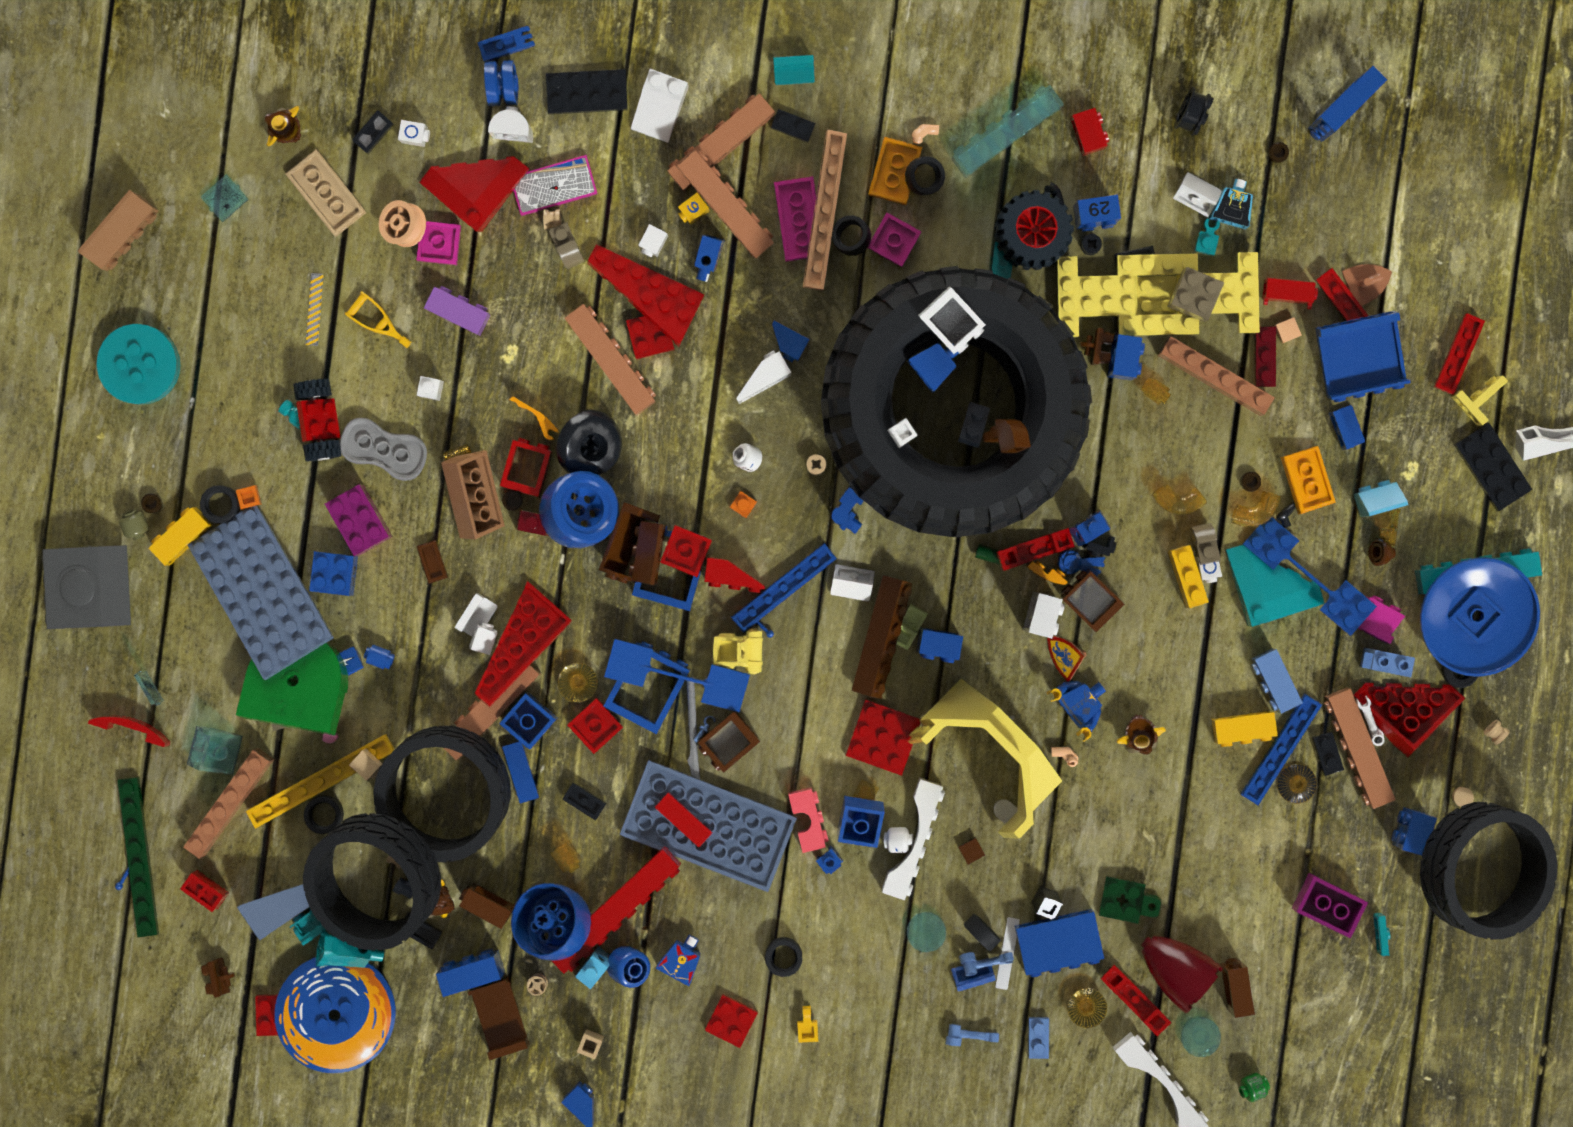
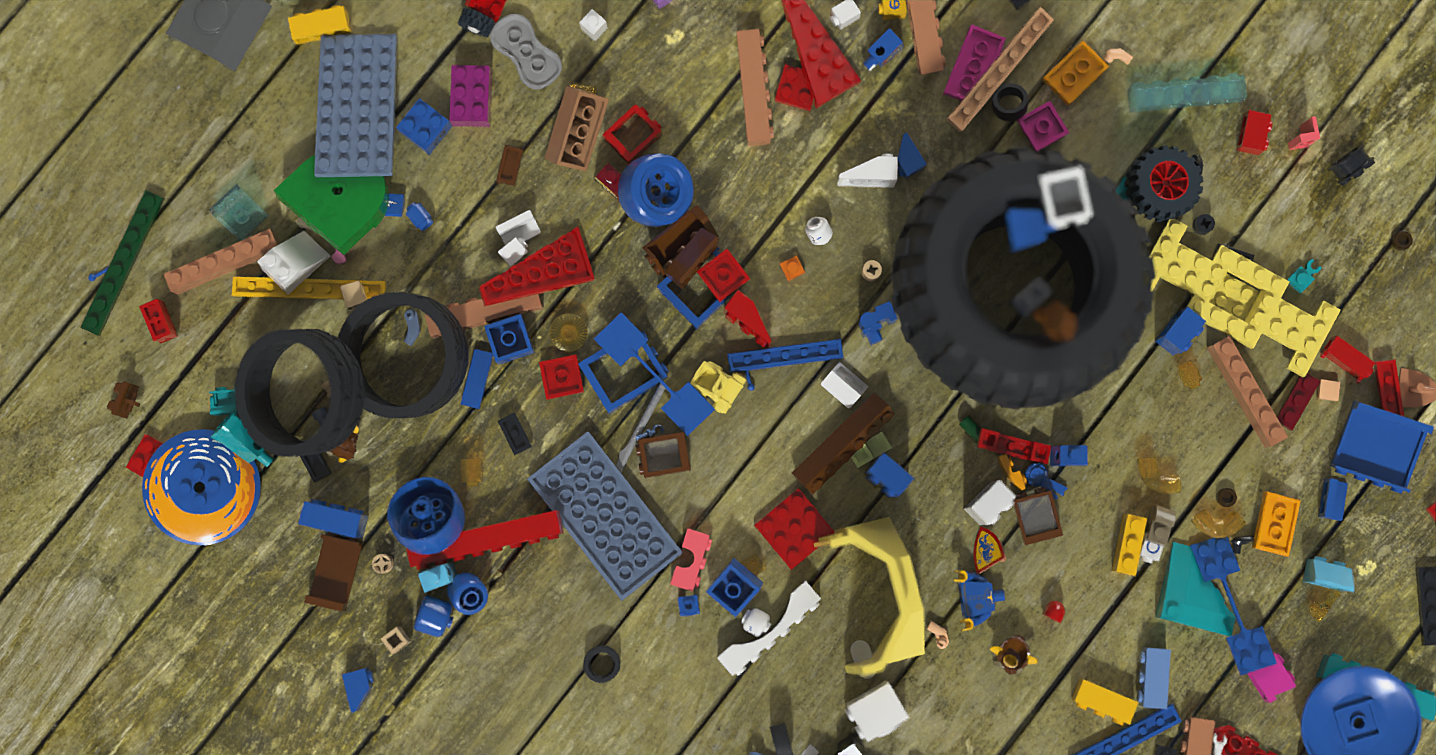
camera: 35 degrees right, 5 degrees down
(148, 688) = (217, 130): clear light blue piece -> none
(153, 735) = (196, 170): red slope -> none
(204, 504) = (357, 8): black tyre -> none
(248, 497) = (393, 26): orange plate -> none
(273, 910) = (204, 371): sand blue slope -> none
(291, 765) = (293, 261): none -> white slope
(339, 813) = (279, 319): black tyre -> none
(435, 759) = (414, 327): none -> sand blue arm
(486, 905) = (381, 470): reddish brown window -> none
(512, 500) = (605, 154): dark brown tile -> none
(545, 424) = (669, 109): light orange arm -> none
(589, 443) = (696, 141): black hat -> none
(610, 1004) = (433, 616): none -> blue head
(681, 960) = (514, 615): blue torso -> none
(683, 819) = (587, 497): red tile -> none
(731, 1021) = (525, 692): red plate -> none
(807, 1028) = (585, 737): yellow plate -> none
(902, 432) = (968, 267): white tile -> none
(926, 932) = (734, 715): clear light blue tile -> none
(939, 175) = (1085, 87): black tyre -> none
(971, 851) = (812, 668): reddish brown tile -> none
(1049, 857) = (876, 712): none -> white brick
(1096, 550) = (1066, 478): black bracket -> none
(1097, 212) = (1224, 200): blue brick -> none
(1098, 356) = (1168, 305): reddish brown hips -> none
(1140, 105) = (1308, 135): none -> coral panel
(1155, 674) = (1055, 611): none -> red piece
(1196, 294) = (1270, 312): dark tan brick -> none
(1197, 194) = (1315, 235): white panel -> none
(1234, 206) = (1340, 262): torso -> none
(1381, 552) = (1304, 620): reddish brown brick -> none
(1387, 662) = (1259, 716): medium blue panel -> none

